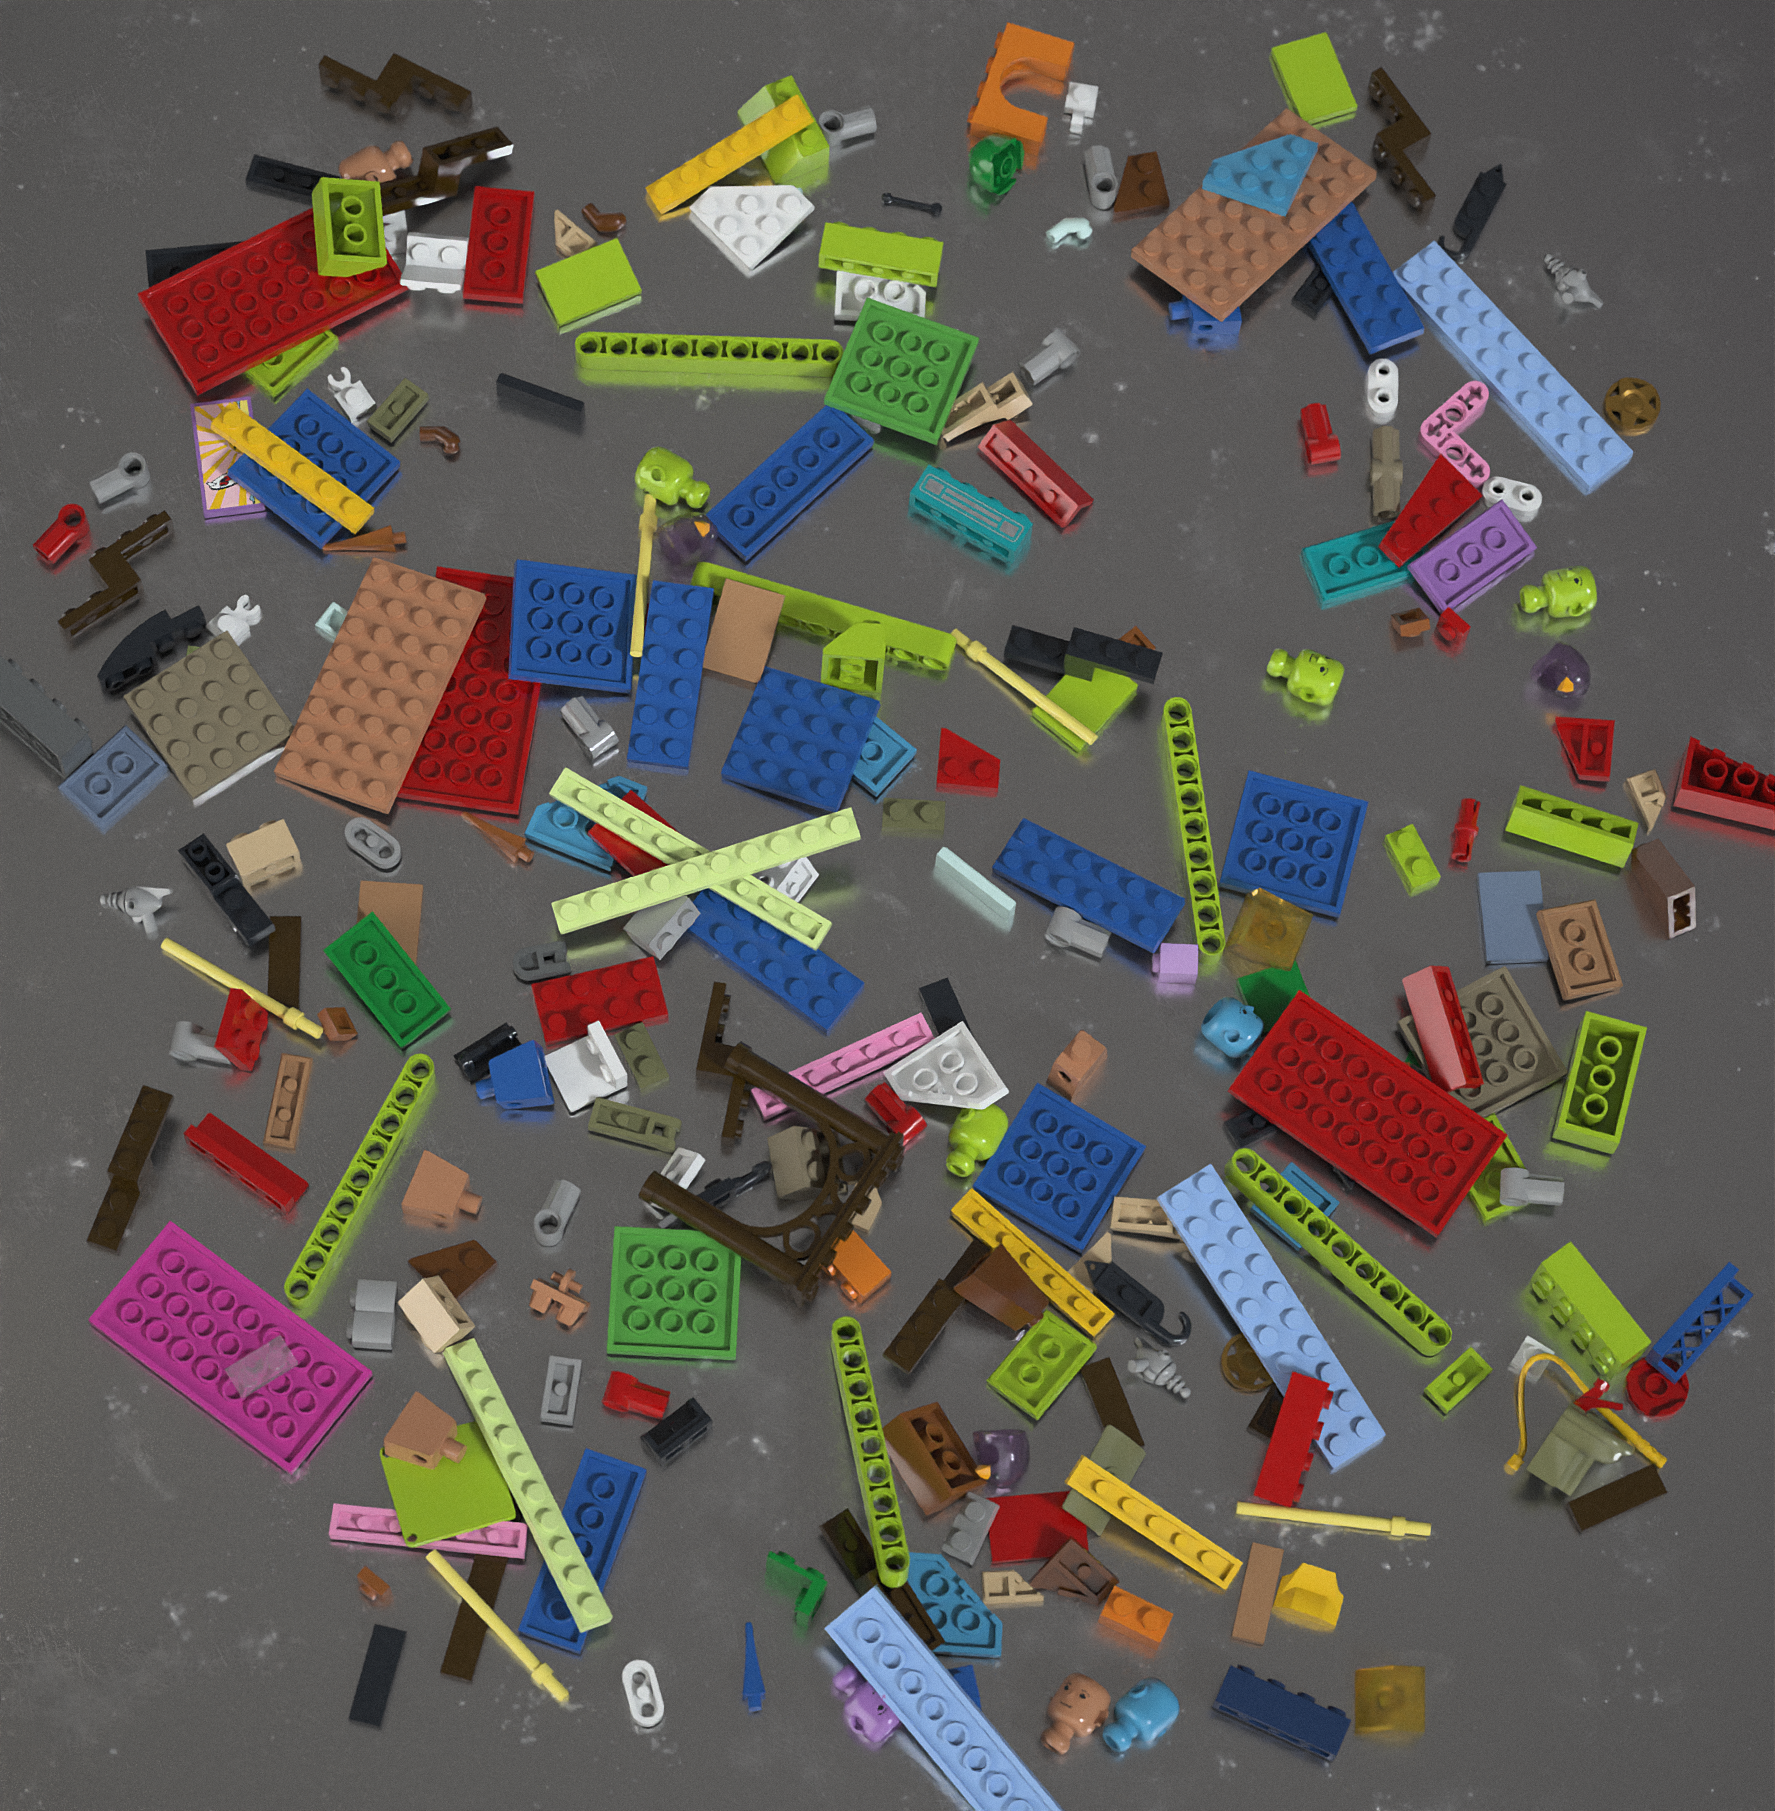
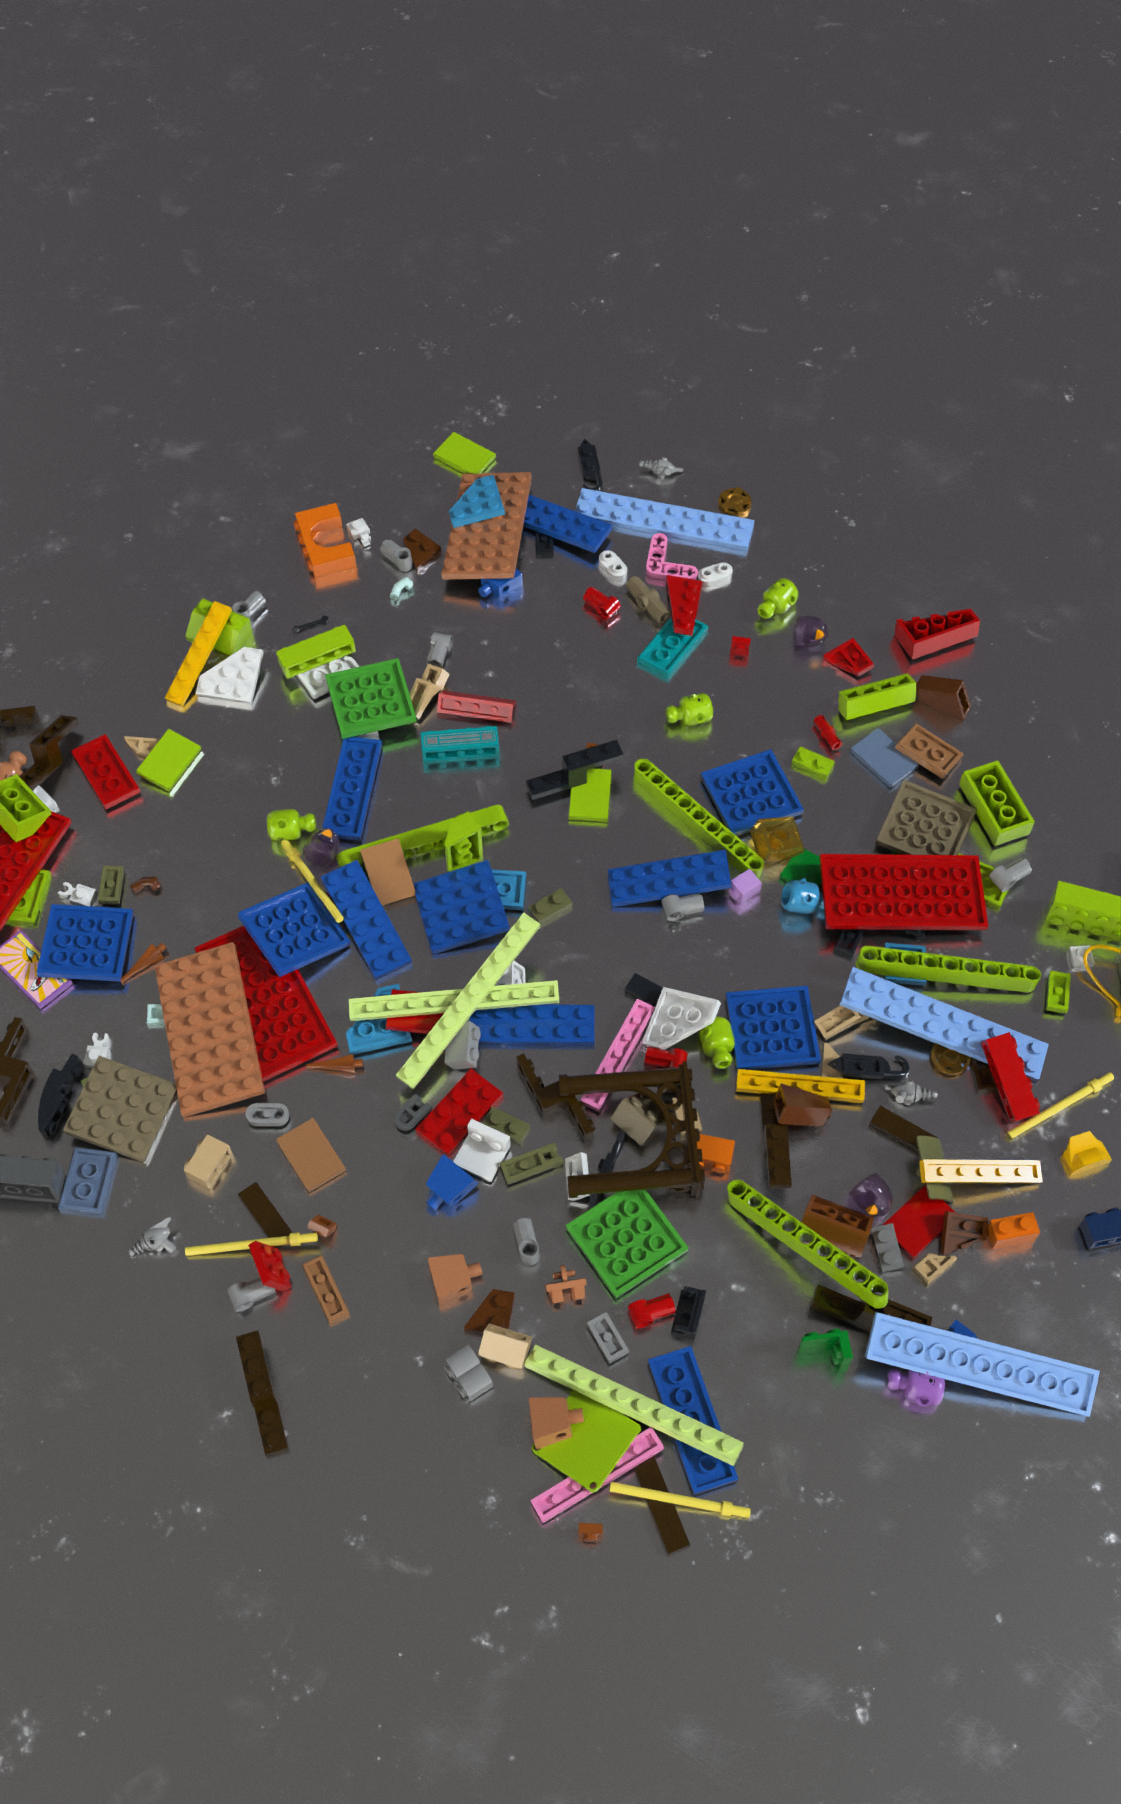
camera: 30 degrees left, 10 degrees down
(198, 1315) = (398, 1454): dark pink plate -> none
(226, 890) = (201, 1197): black slope -> none
(246, 1162) = (327, 1341): red panel -> none
(261, 1367) = (428, 1451): clear plate -> none
(292, 468) = (73, 948): yellow plate -> none
(360, 1195) = (404, 1313): lime beam -> none
(377, 1676) = (634, 1585): black tile -> none
(387, 980) = (333, 1181): green plate -> none
(435, 262) = (76, 798): white bracket -> none
(476, 1056) = (416, 1185): black hinge -> none
(540, 398) = (186, 830): black tile -> none
(592, 733) = (347, 977): light grey piece -> none
(604, 221) = (154, 727): reddish brown arm -> none
(643, 1694) = (792, 1474): white plate -> none
(696, 362) = (260, 754): lime beam -> none
(753, 1684) = (845, 1422): blue piece -> none
(954, 1608) = (926, 1298): dark azure plate -> none
(965, 765) = (556, 864): red wing -> none
(975, 883) = (608, 916): light aqua tile -> none
(978, 652) = (517, 806): light yellow bar -> none
(995, 162) = (338, 578): green cylinder -> none
(1041, 1364) = (850, 1135): lime tile -> none
(1075, 1710) = (1027, 1304): nougat piece -> none
(1079, 1062) = (738, 964): nougat torso -> none
(1142, 1714) = (1060, 1279): dark azure piece -> none
(1257, 1593) = (1058, 1172): medium nougat tile -> none
(1401, 141) = (530, 455): dark brown bracket -> none
(1410, 622) = (718, 657): dark orange plate -> none
(1442, 1029) = (901, 828): panel -> none
(1472, 557) = (721, 610): medium lavender tile -> none
(1647, 796) = (895, 662): tan tile -> none

